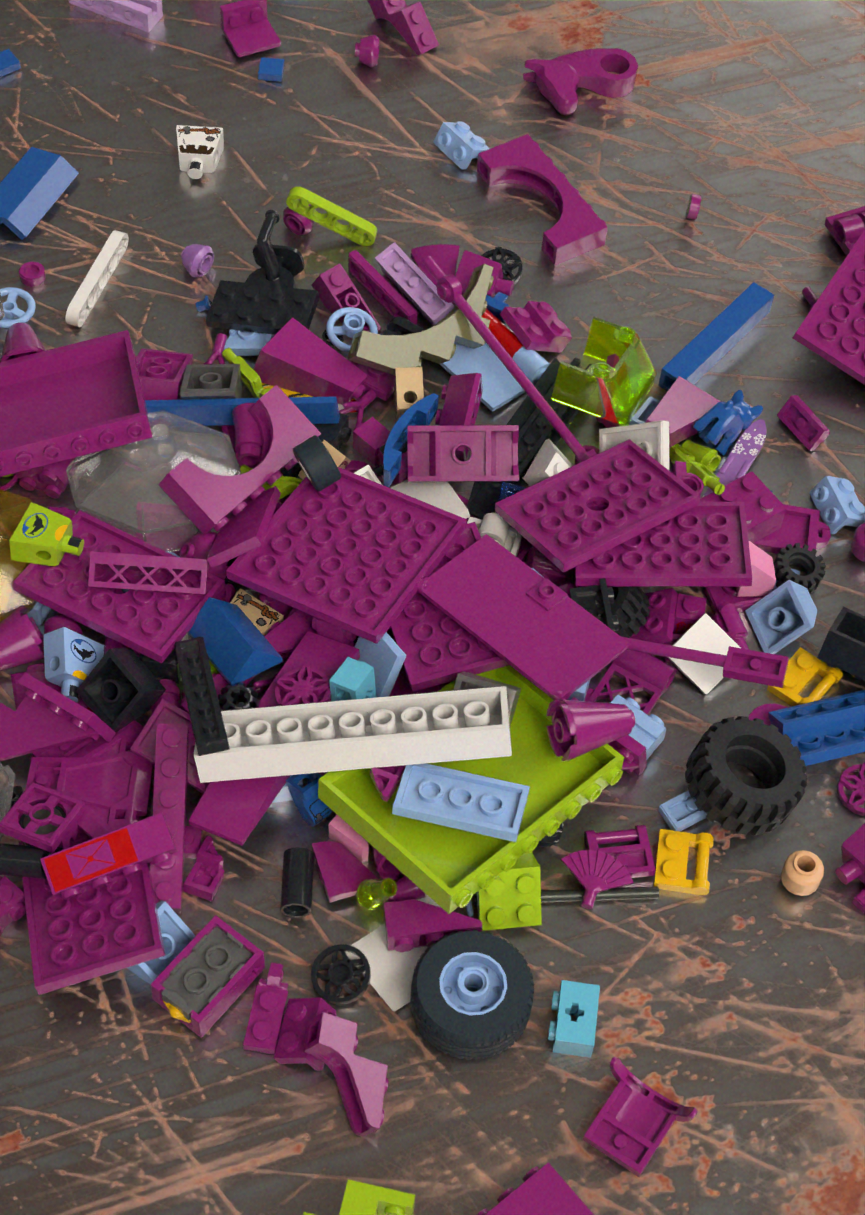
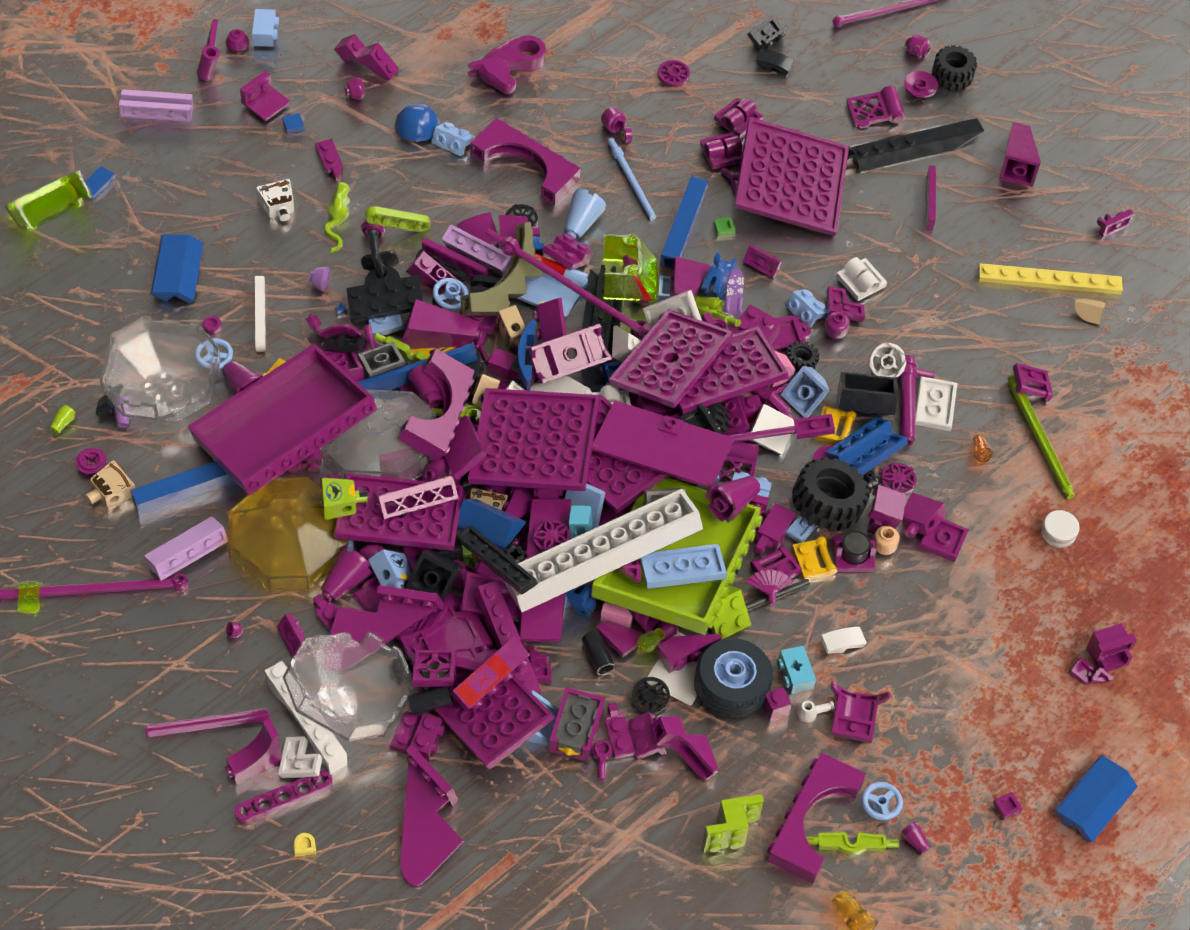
camera: 25 degrees left, 0 degrees up
(156, 312) = (314, 323): none -> magenta plant
(178, 347) = (341, 344): none -> black slope
(228, 1030) = (602, 751): none -> magenta plate
(267, 188) = (338, 213): none -> lime animal
(293, 122) = (330, 158): none -> magenta hinge
(317, 463) = (490, 391): black wheel -> none
(375, 305) = (459, 274): none -> black pin
(424, 111) = (416, 123): none -> blue cylinder
(519, 1060) = (777, 704): none -> magenta brick
(567, 1096) = (809, 715): none -> white bar
(582, 284) = (583, 212): none -> light blue cone
(641, 795) = (774, 528): none -> magenta hinge
(669, 998) = (841, 639): none -> white slope
(671, 228) = (618, 154): none -> light blue bar
(684, 182) = (613, 119): none -> magenta head
(748, 870) = (855, 549): none -> piece
(772, 363) = (724, 227): none -> bright green tile
(797, 152) = (673, 73): none -> magenta wheel
(814, 263) = (722, 150): none -> magenta plate
(820, 778) = (872, 481): none -> black plant
(822, 825) = (886, 508): none -> plate

